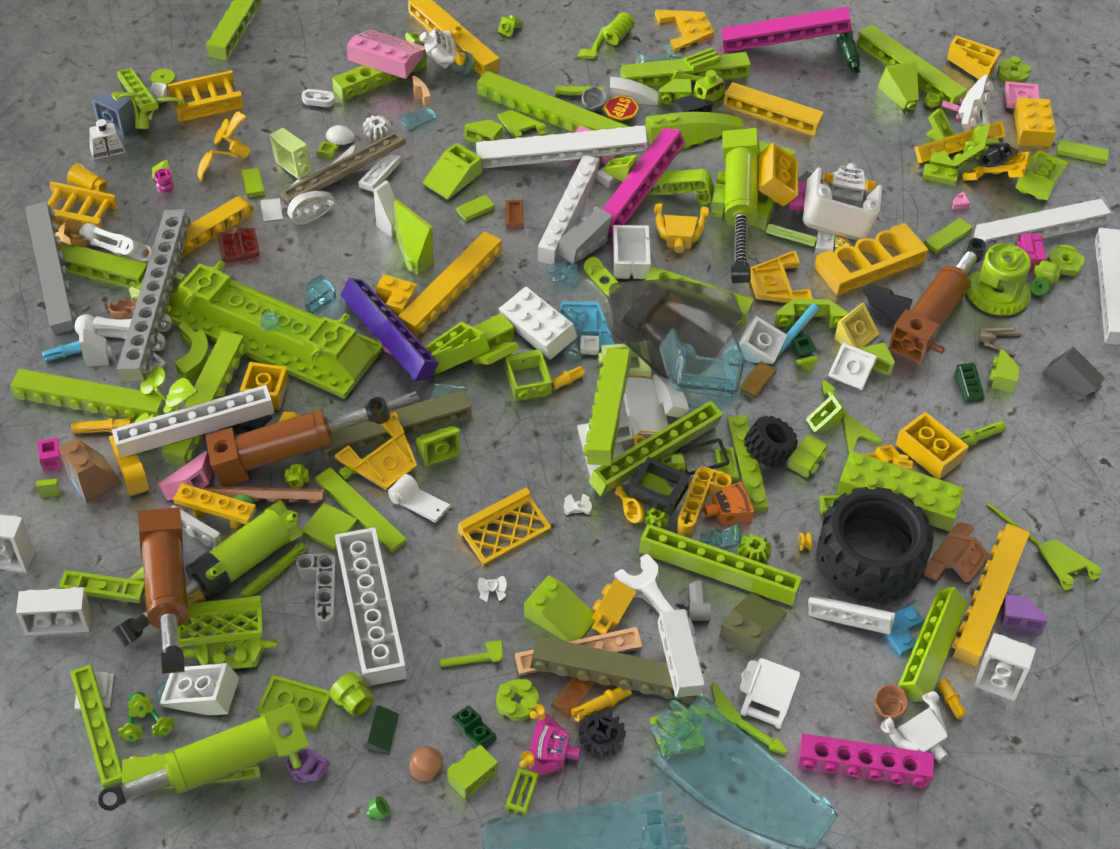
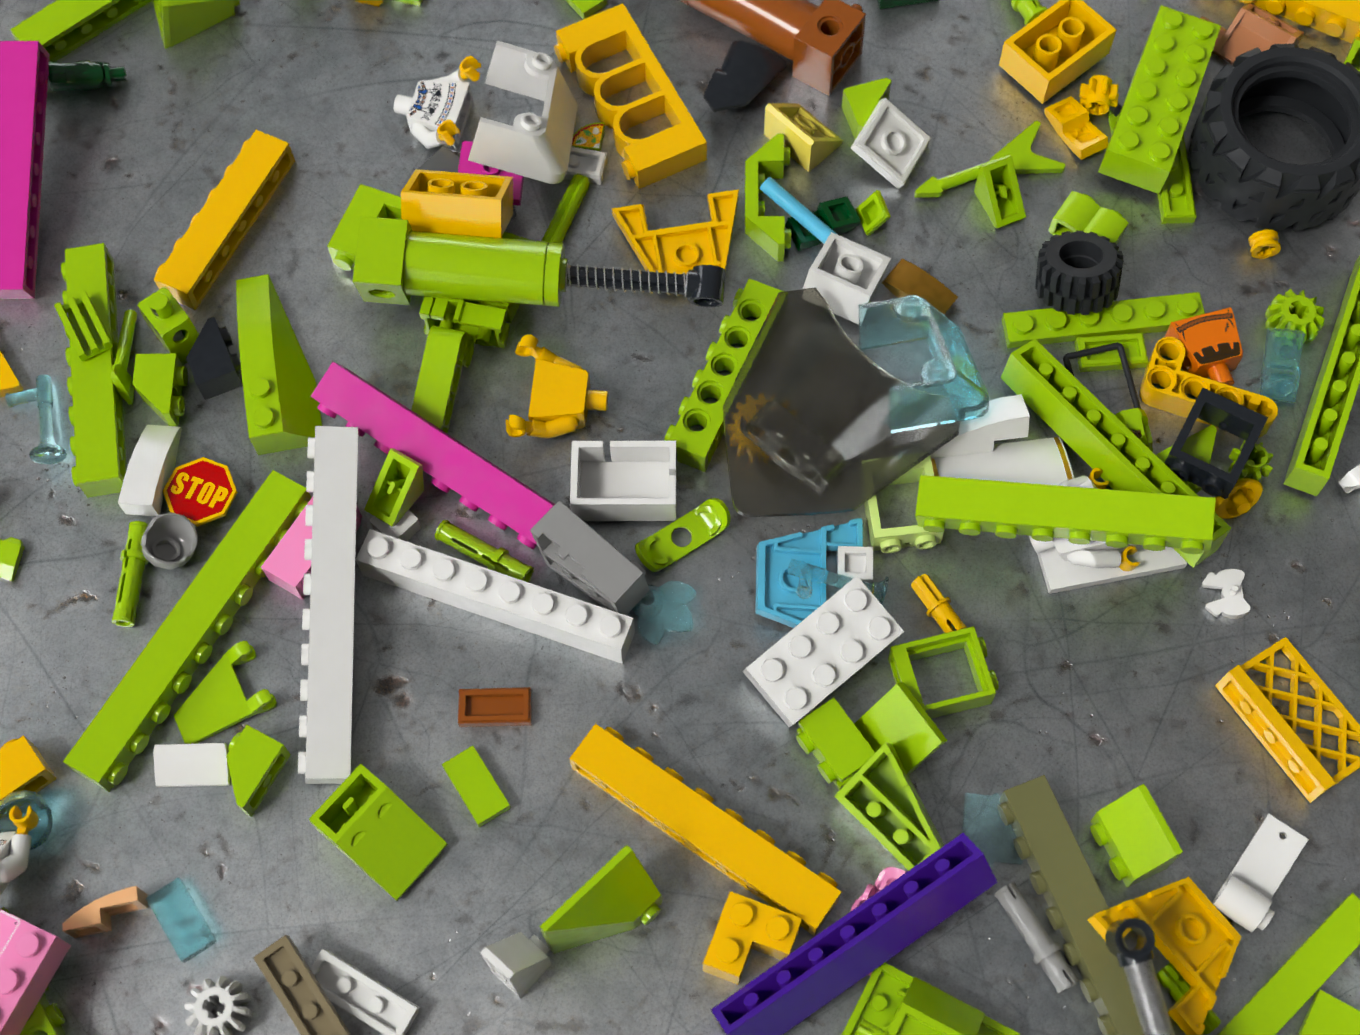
camera: 85 degrees left, 15 degrees up
(487, 111) = (191, 765): none -> white slope
(598, 200) = (481, 551): none -> lime pin

